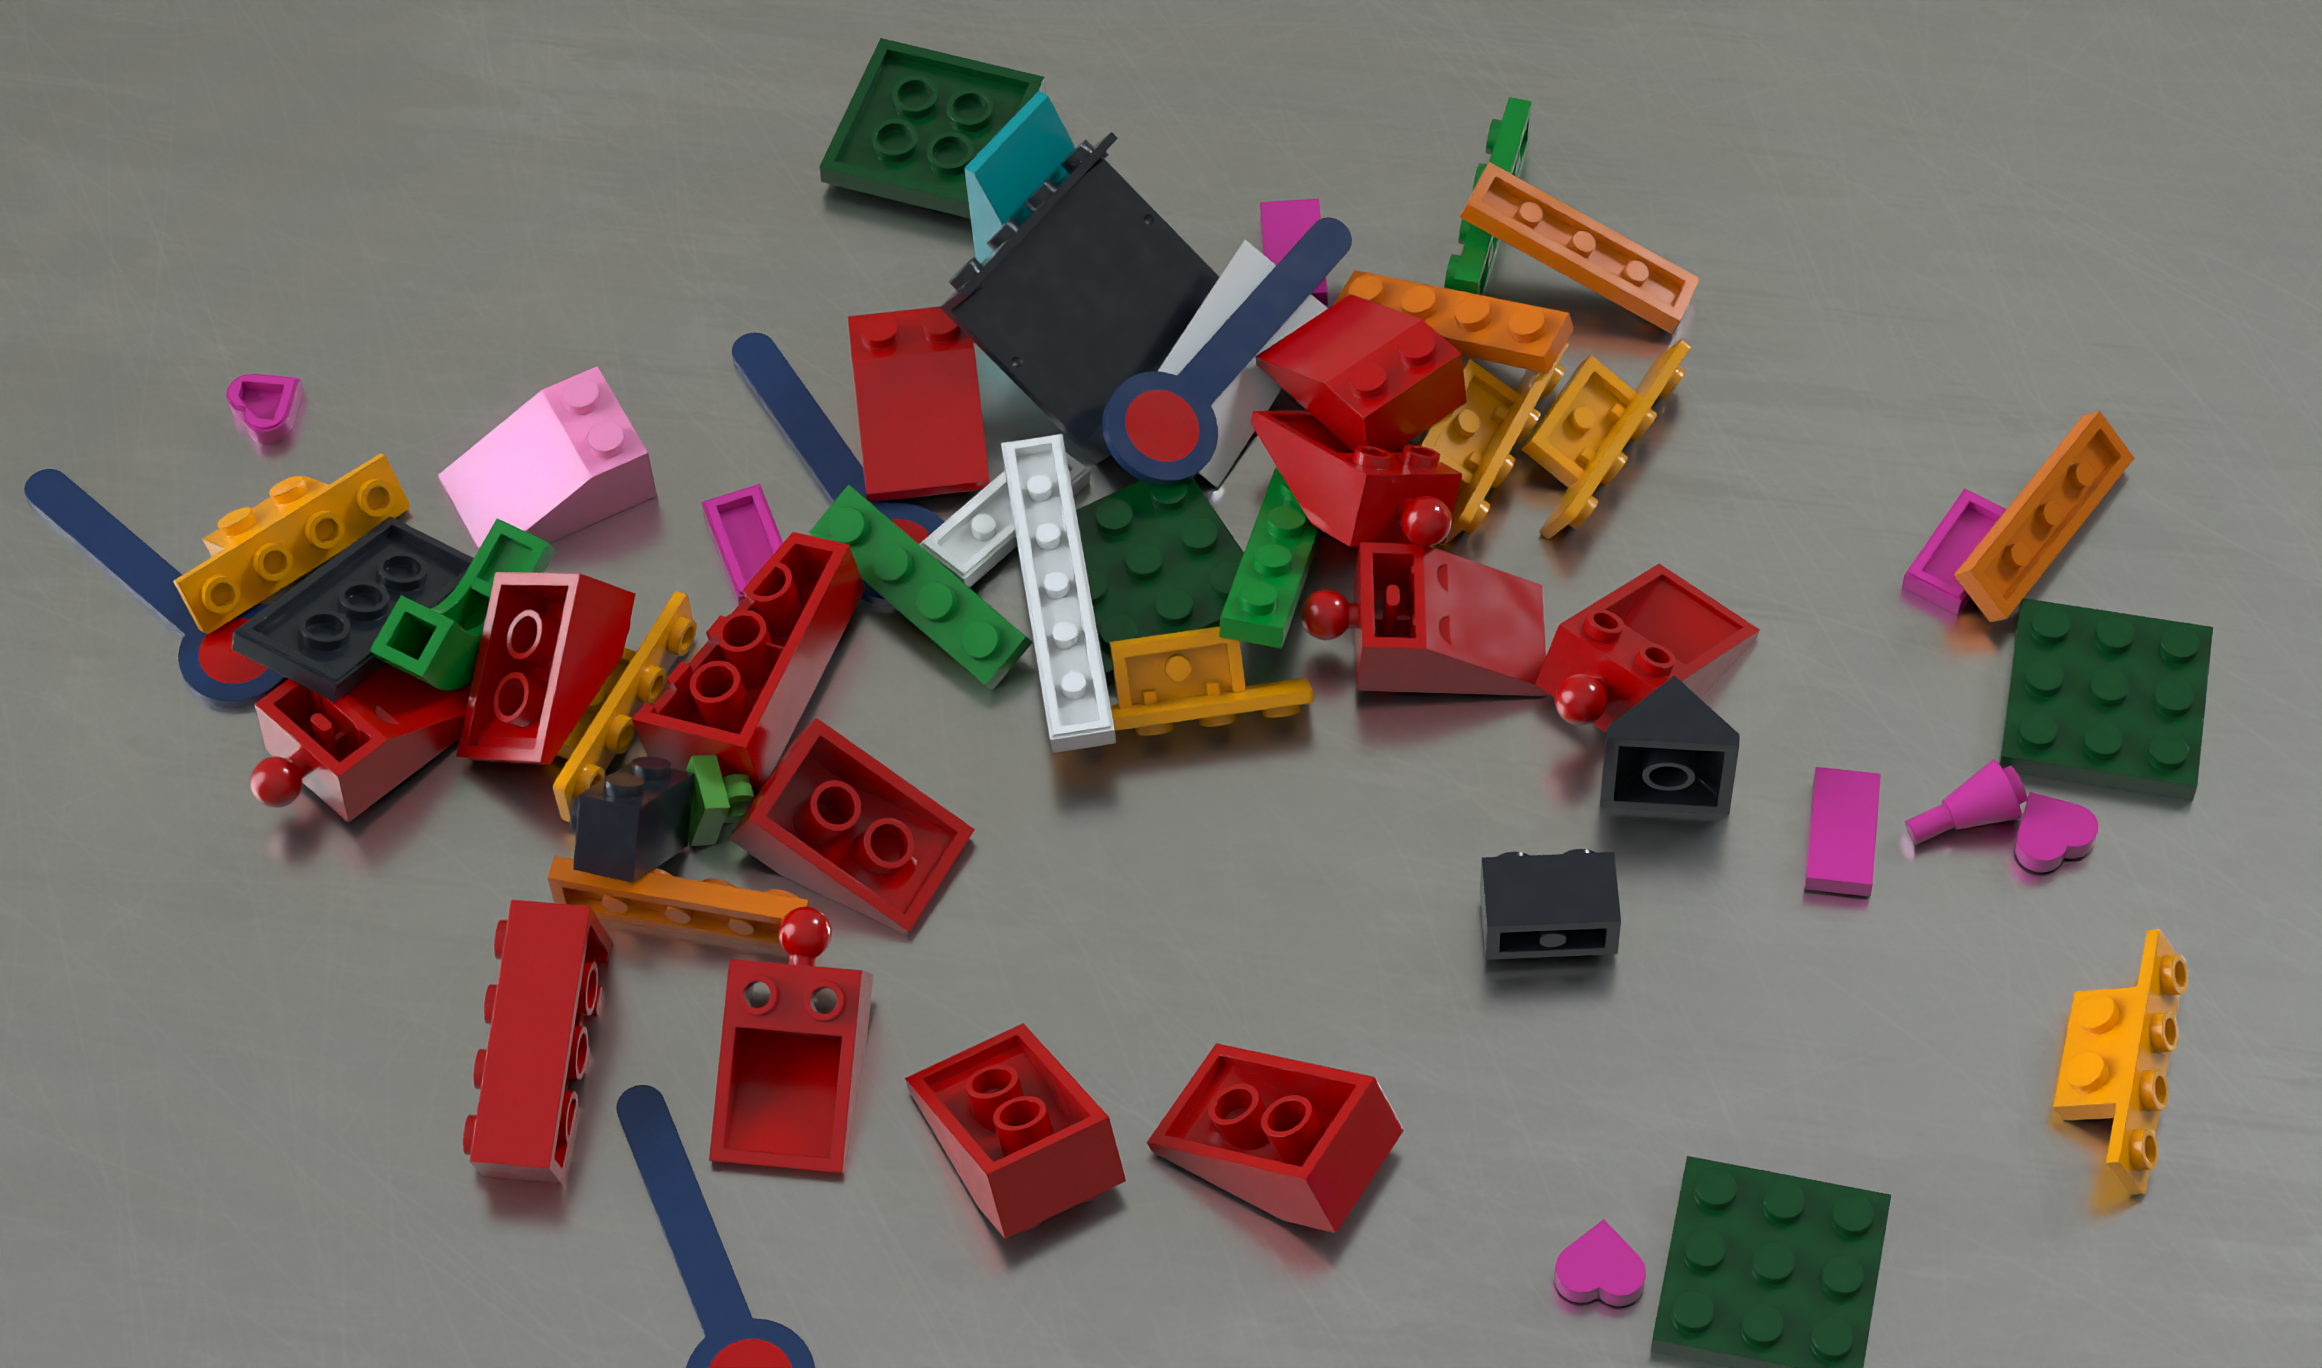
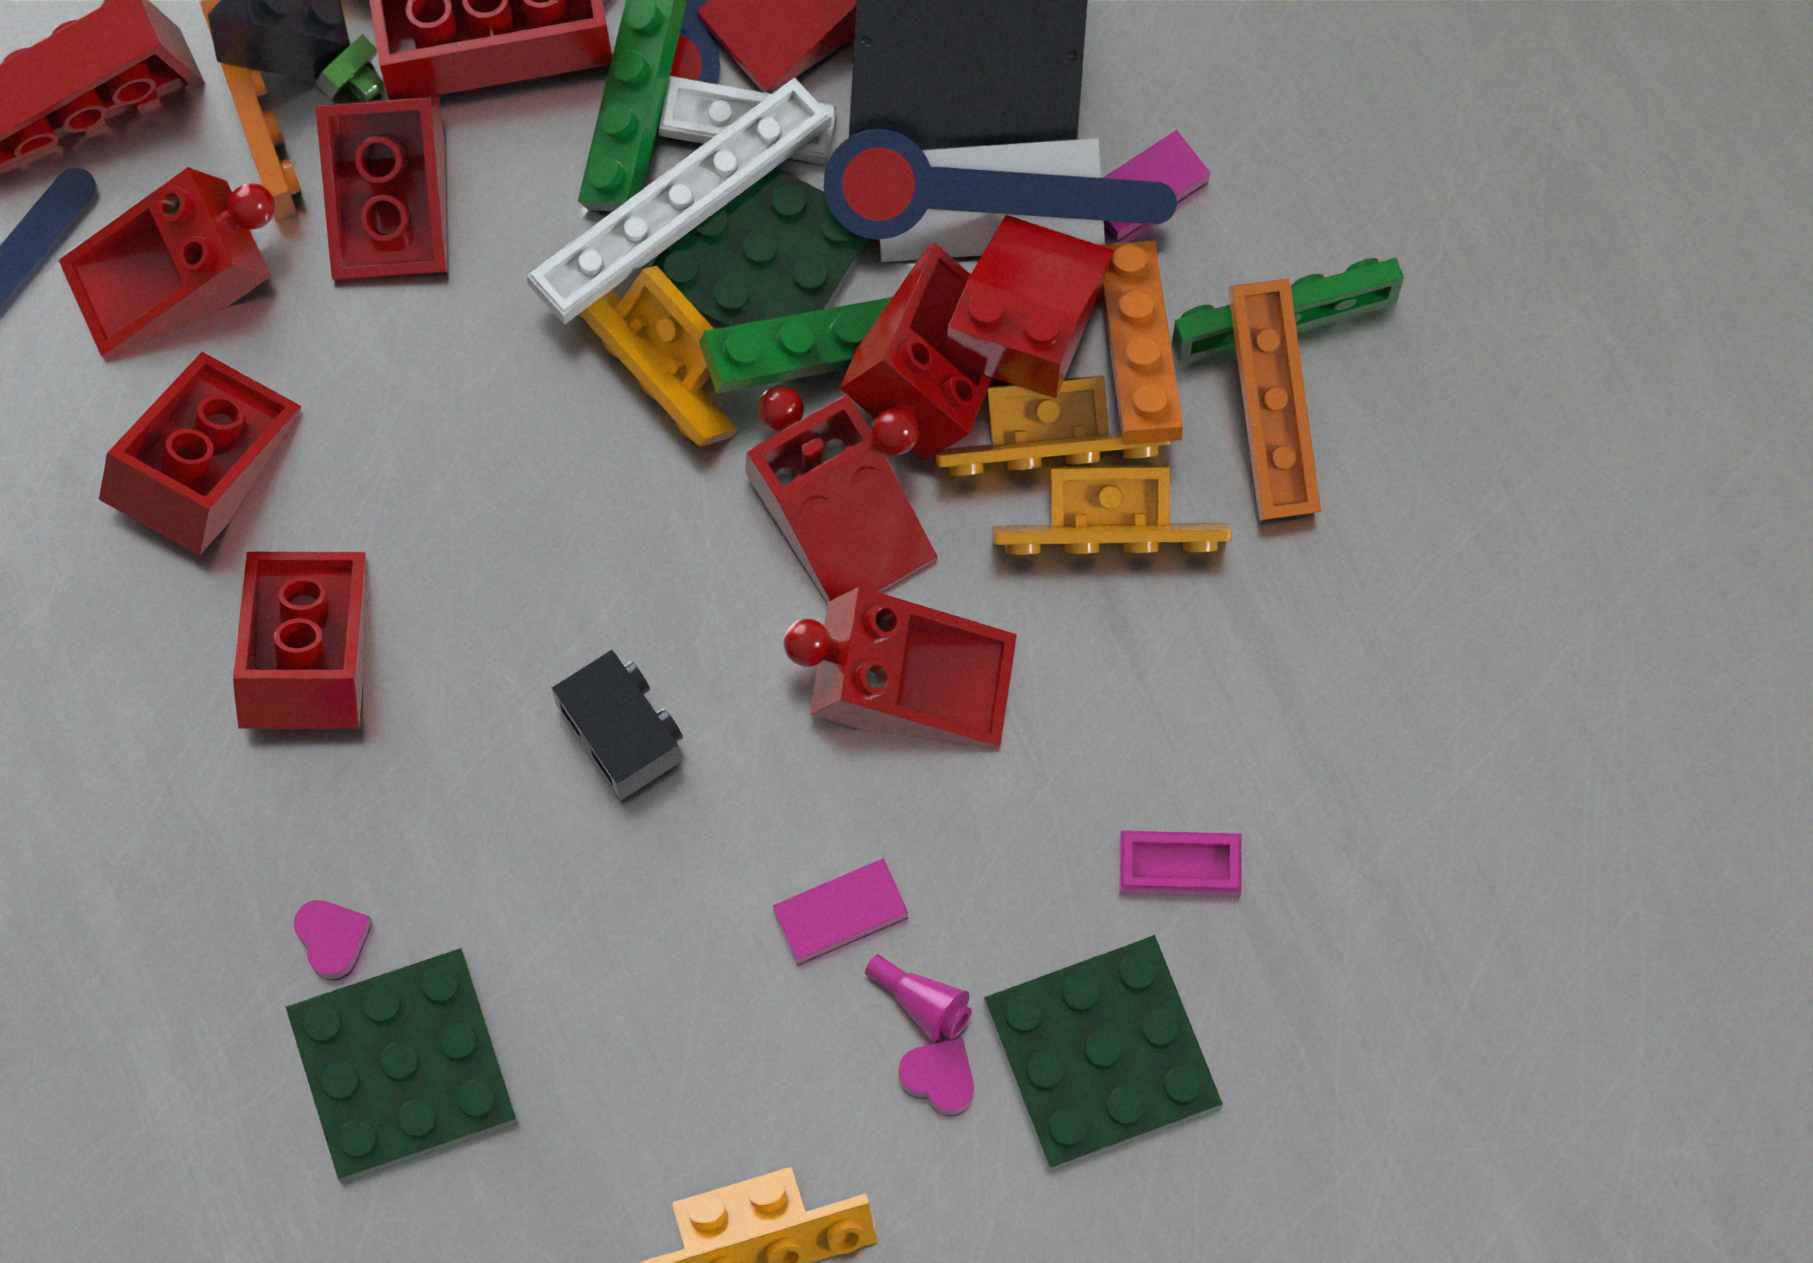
camera: 55 degrees right, 15 degrees up
(1670, 755) = (806, 733): black slope -> none
(2044, 516) = (1247, 911): orange plate -> none

